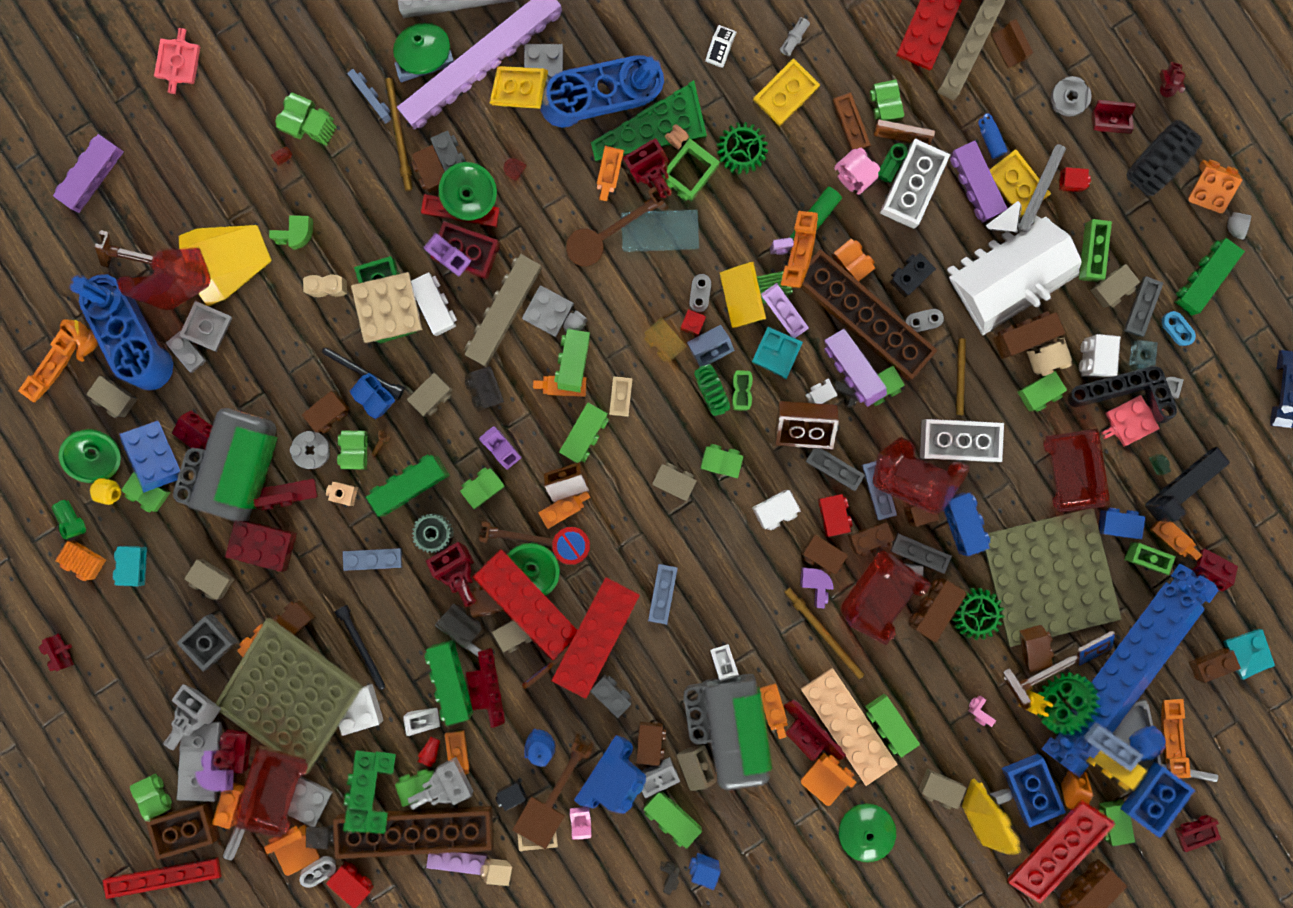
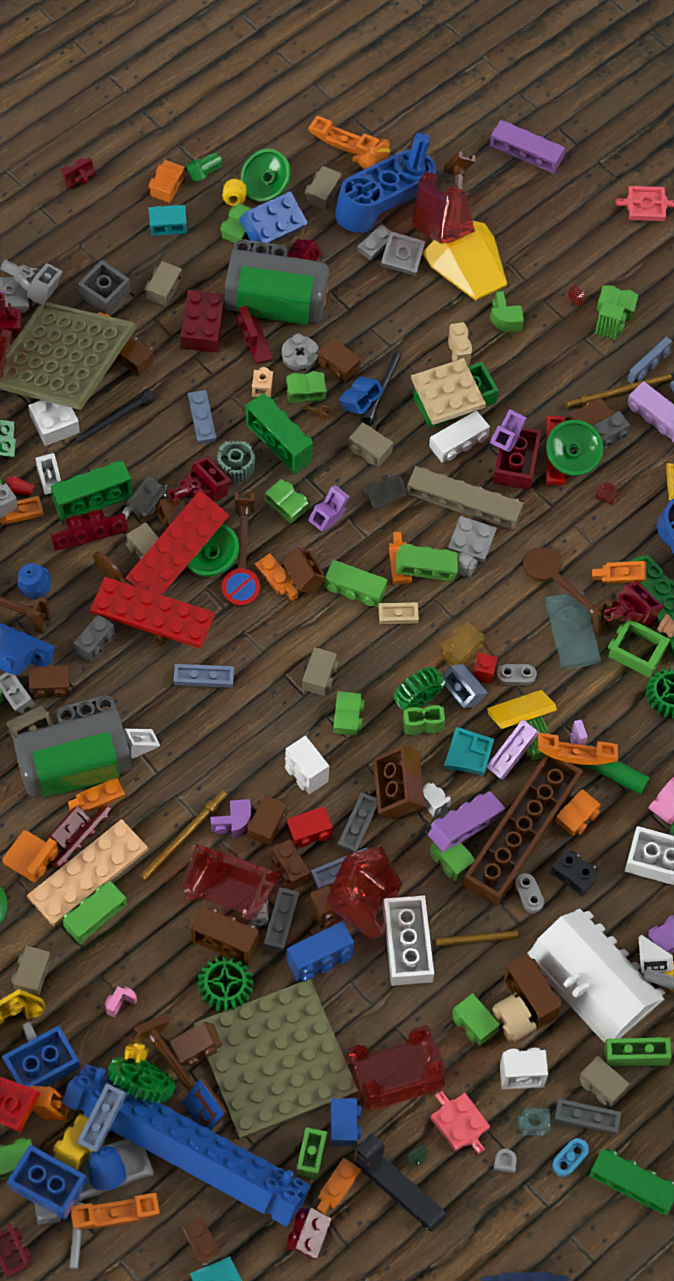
camera: 80 degrees right, 25 degrees down
(1126, 387) = (493, 1106): black beam -> none

